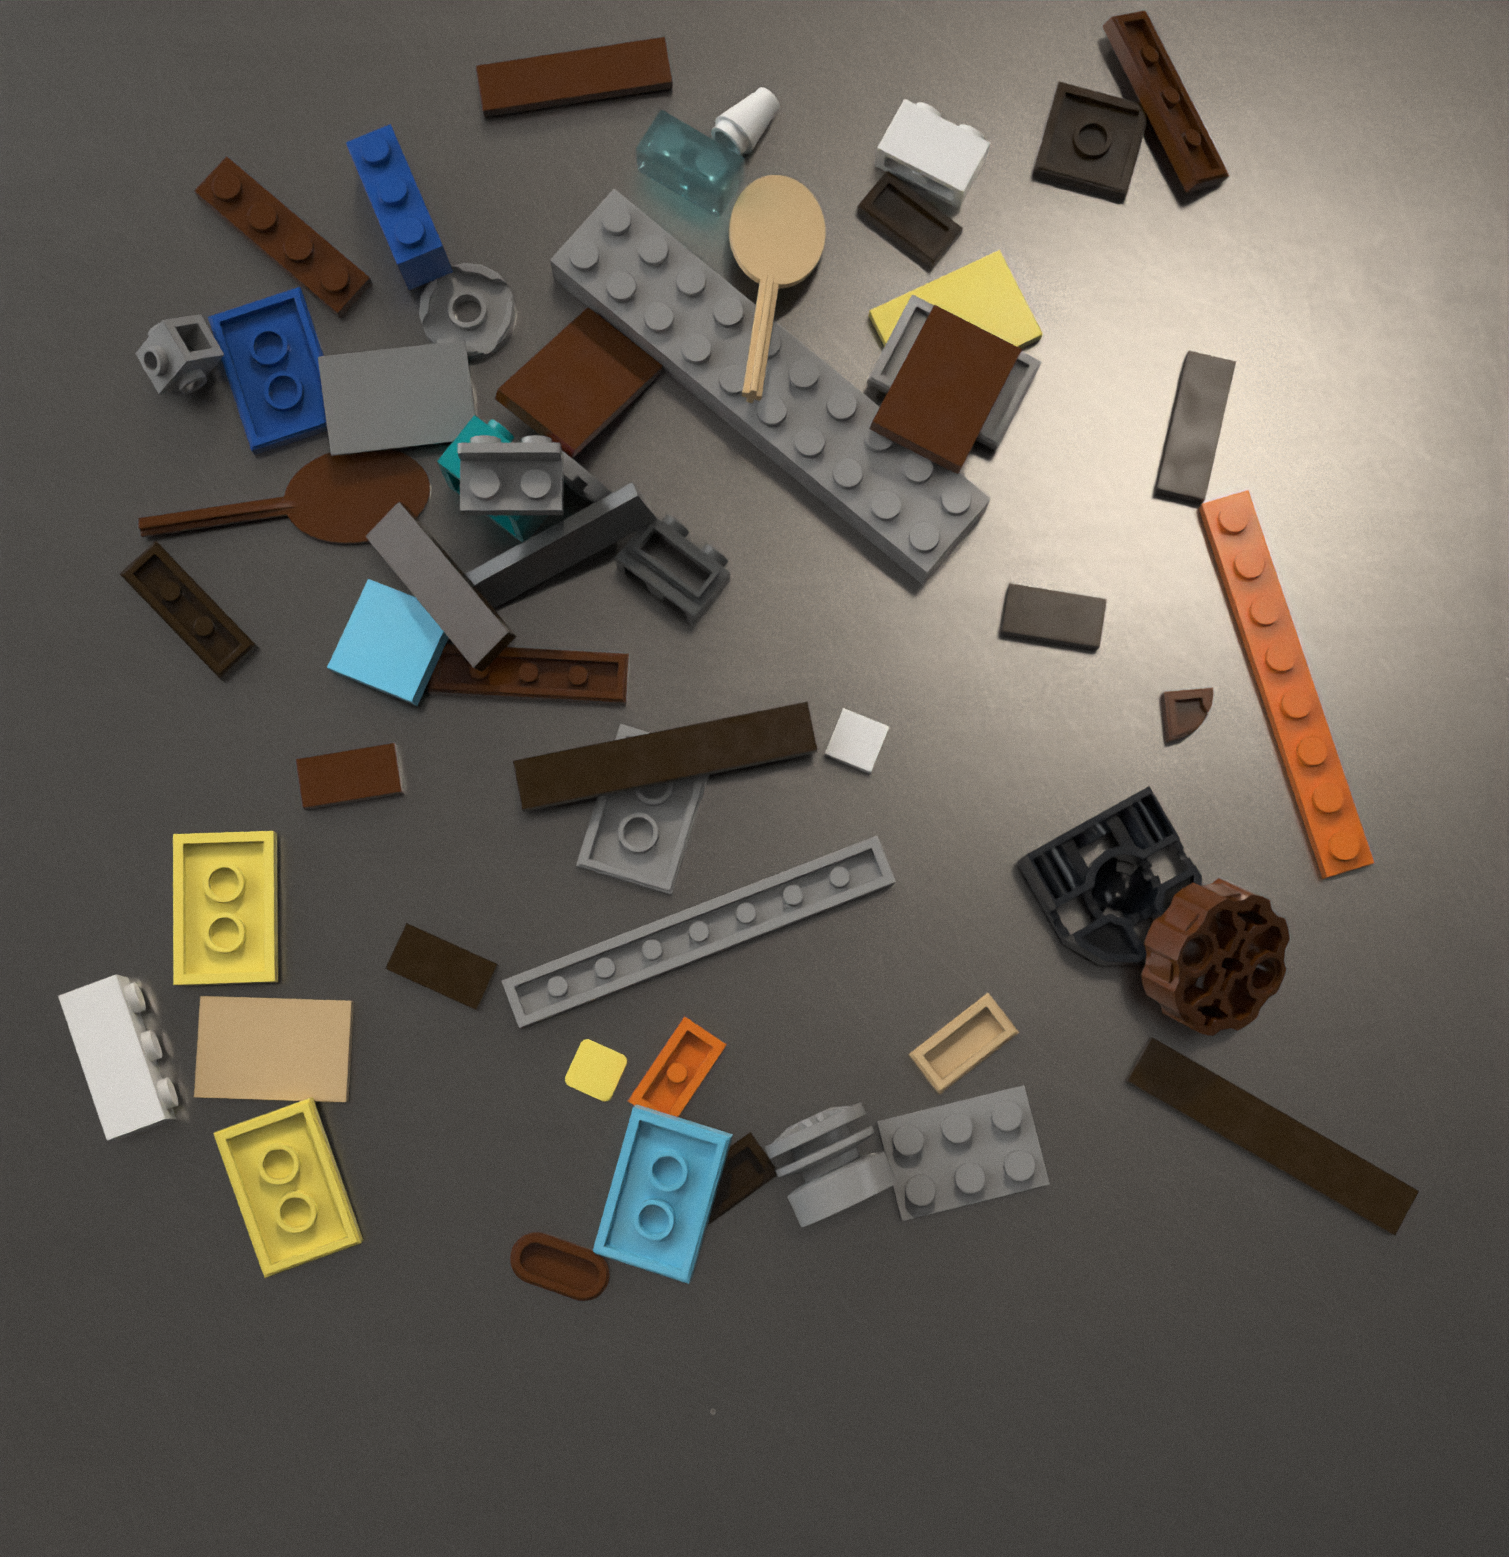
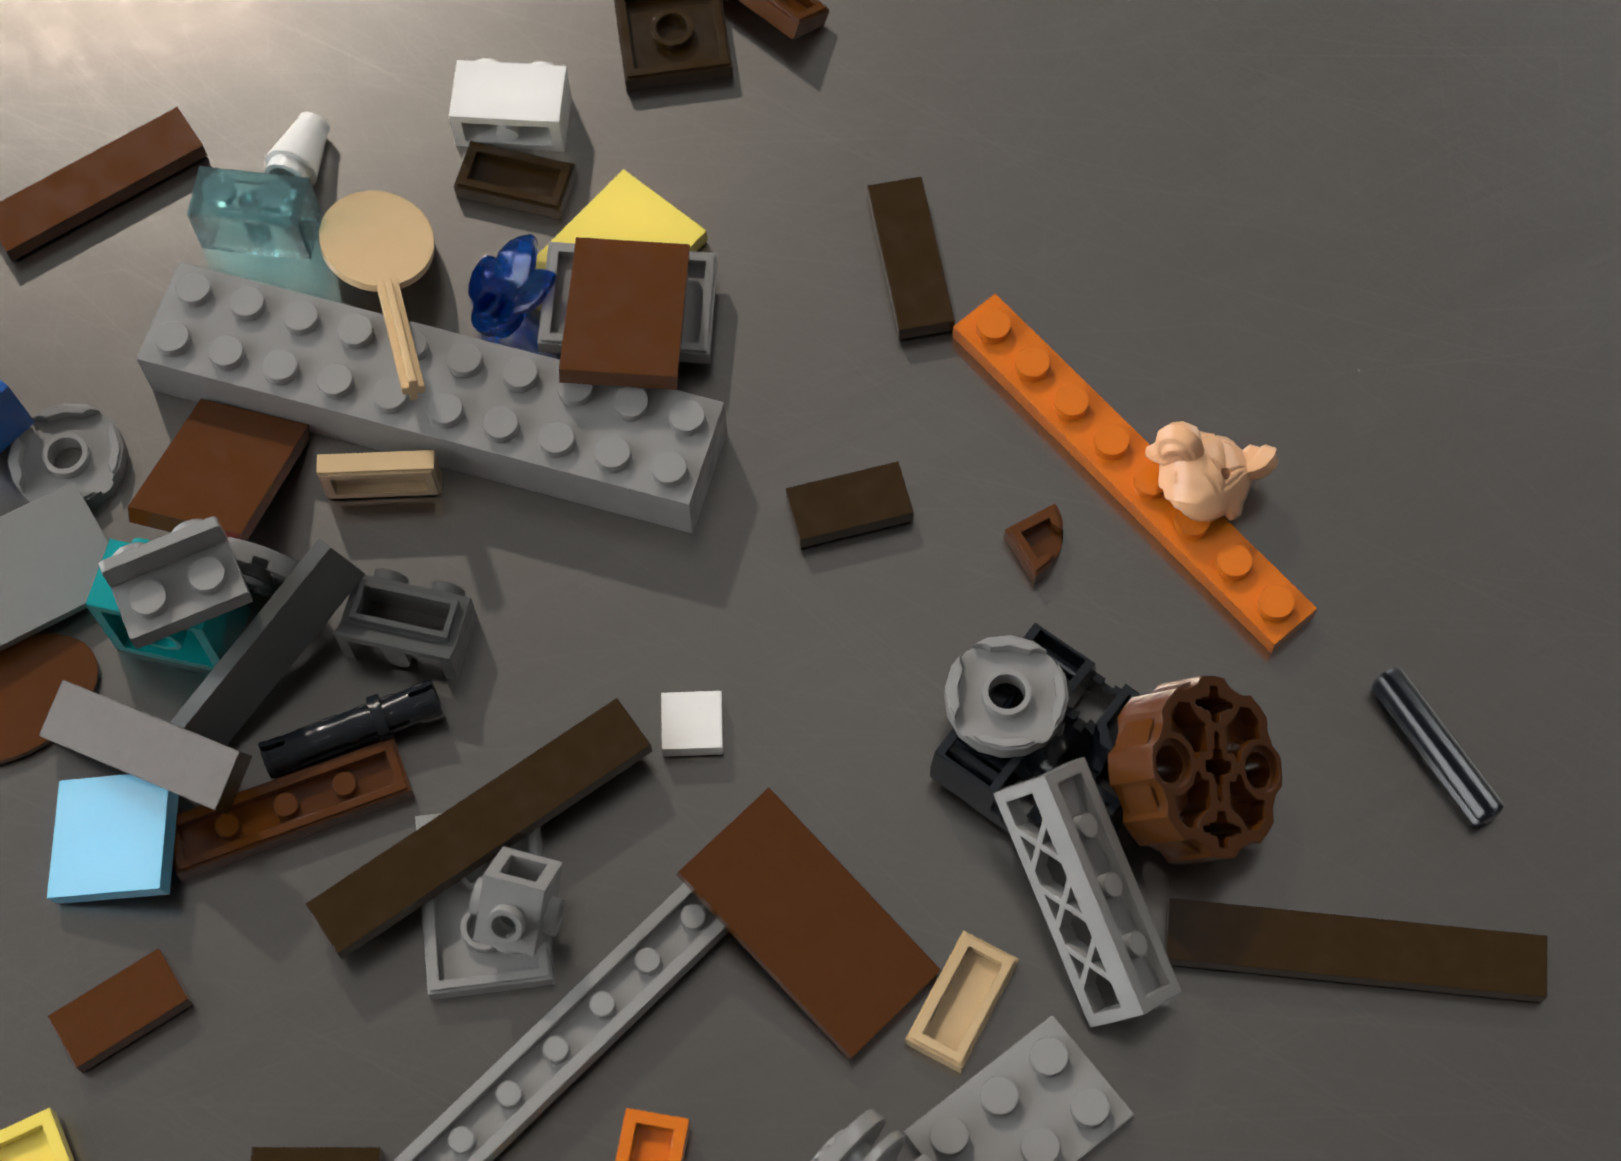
camera: 20 degrees left, 15 degrees down
(600, 633) = (351, 728): none -> black pin
(662, 840) = (517, 902): none -> light grey brick
(701, 434) = (379, 474): none -> tan tile
(864, 316) = (508, 287): none -> clear blue plate
(876, 937) = (808, 923): none -> reddish brown tile
(1085, 863) = (1000, 730): none -> light grey tile
(1099, 1016) = (1096, 890): none -> light grey fence
(1334, 709) = (1207, 472): none -> light nougat hair
(1411, 1010) = (1437, 746): none -> black axle

